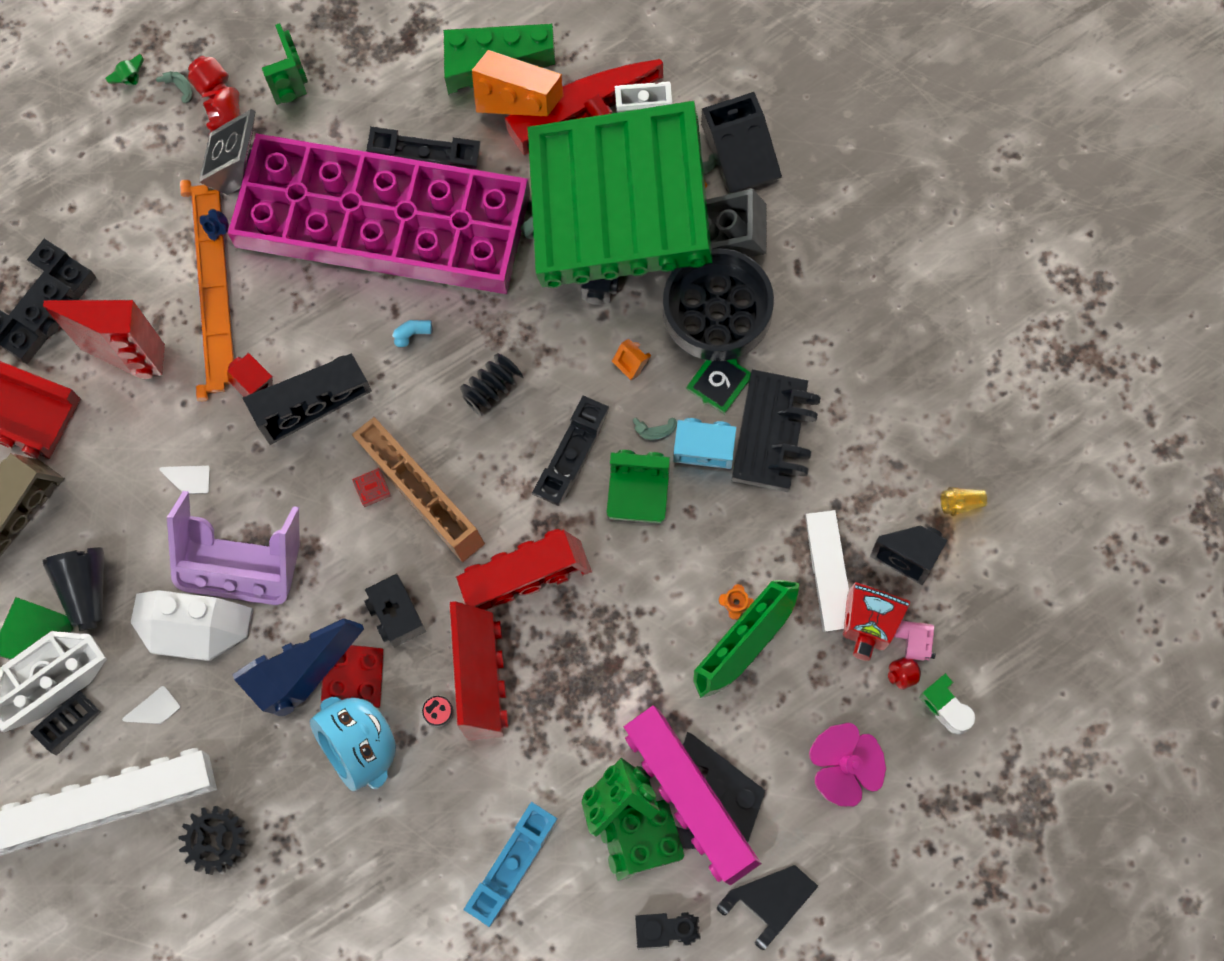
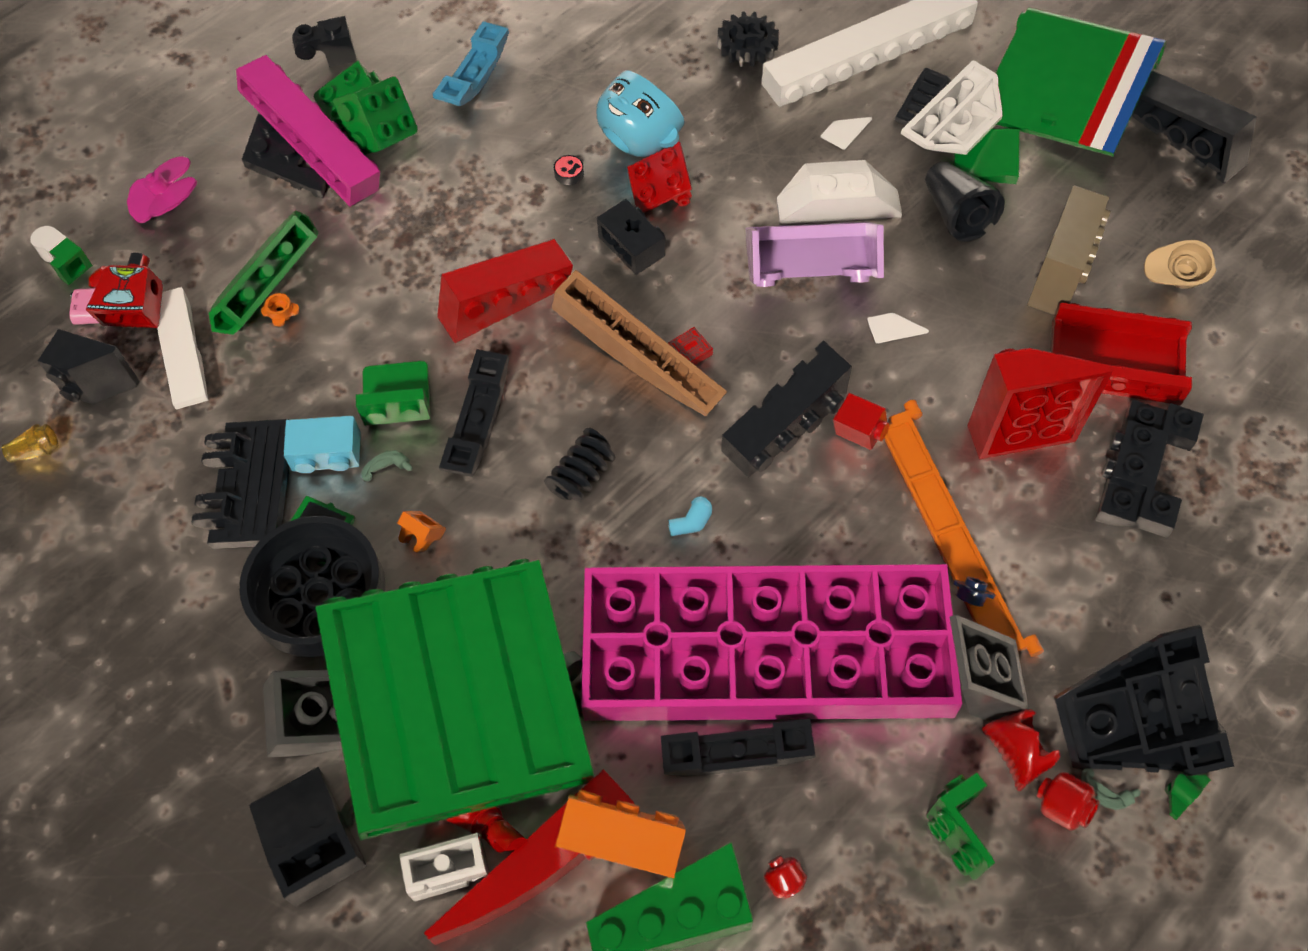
camera: 165 degrees right, 10 degrees down
(127, 118) = (1147, 711): none -> black wedge
(291, 676) = (714, 152): dark blue wedge -> none
(414, 71) = (785, 877): none -> red piece
(477, 672) = (530, 180): red slope -> none
(772, 899) = (221, 92): black flag -> none

